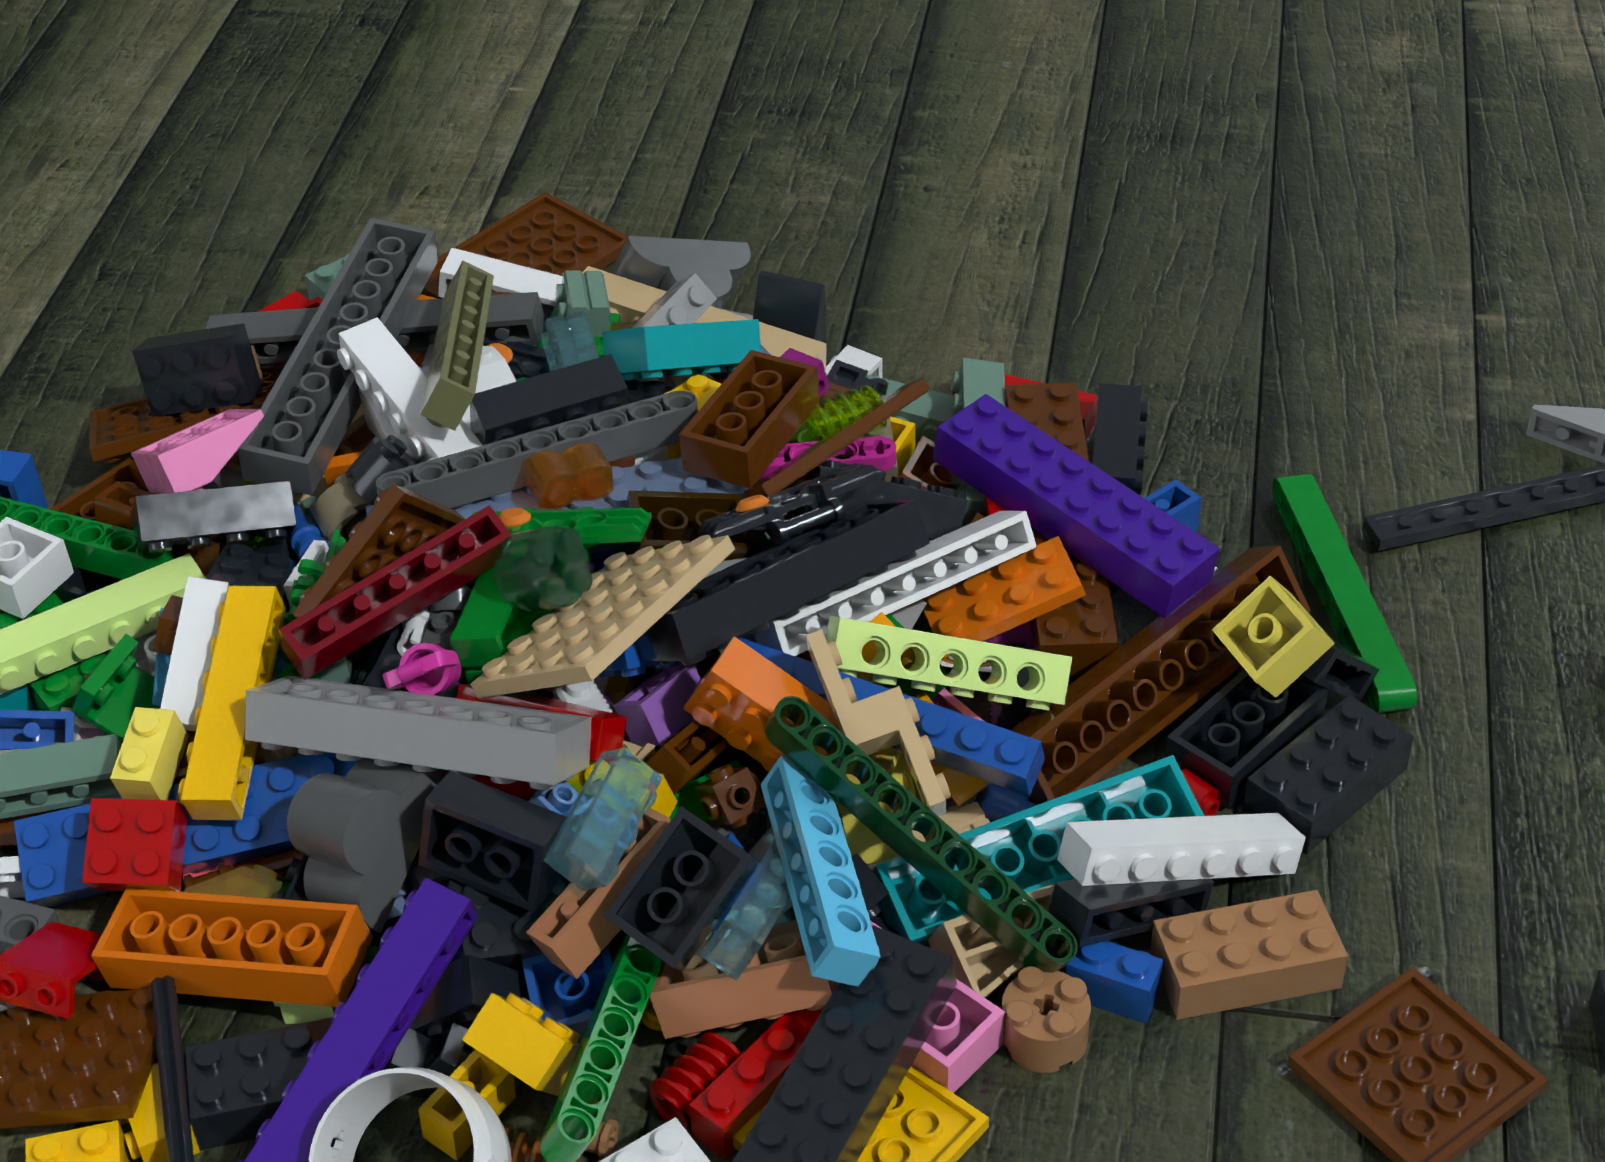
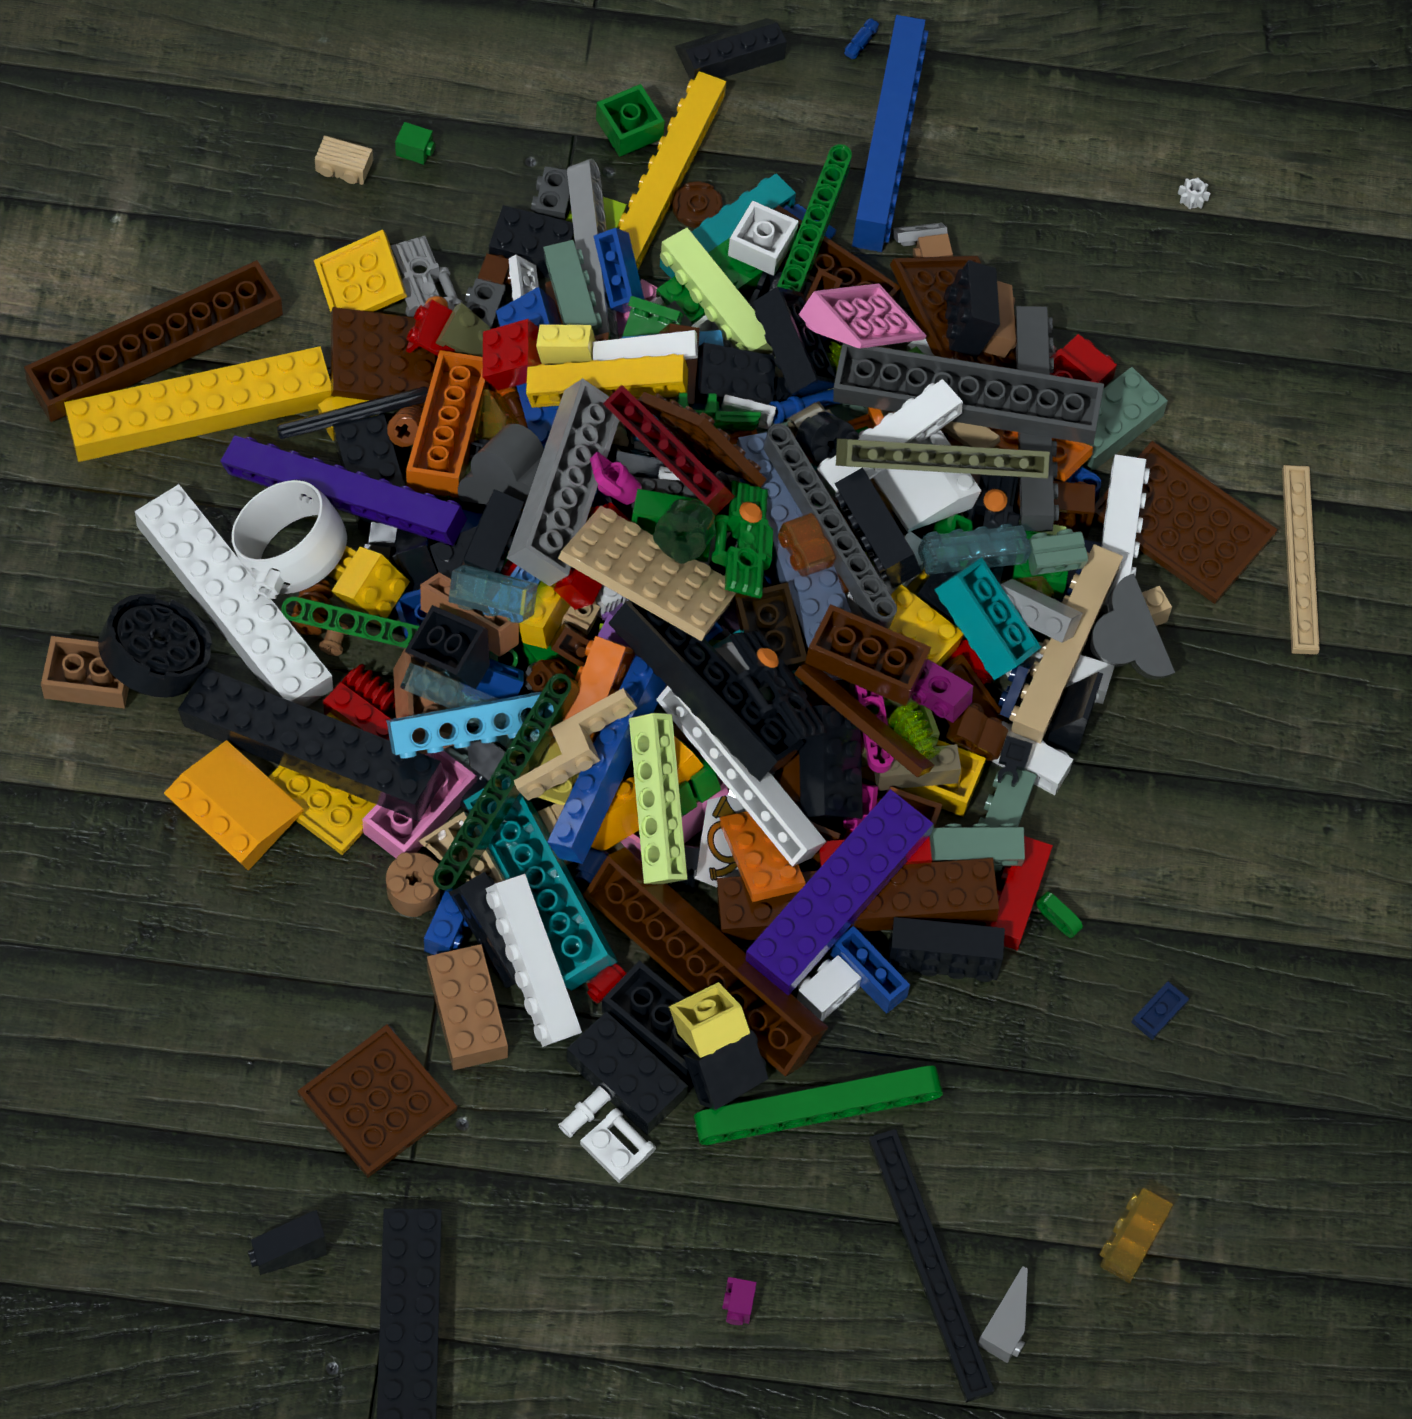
camera: 80 degrees right, 20 degrees up
(42, 450) = (909, 234): none -> light grey plate
(61, 233) = (1193, 193): none -> white gear
(68, 925) = (463, 332): none -> olive wing
(71, 448) = (933, 246): none -> medium nougat brick
(218, 1013) = (404, 425): none -> dark orange piece
(582, 186) = (1300, 560): none -> tan tile
(1057, 369) = (1059, 914): none -> green beam
(1170, 306) = (1160, 1010): none -> dark blue plate
(1391, 825) = (584, 1111): none -> white pin
(1441, 803) = (611, 1152): none -> white plate
(1461, 332) = (1134, 1234): none -> clear yellow brick

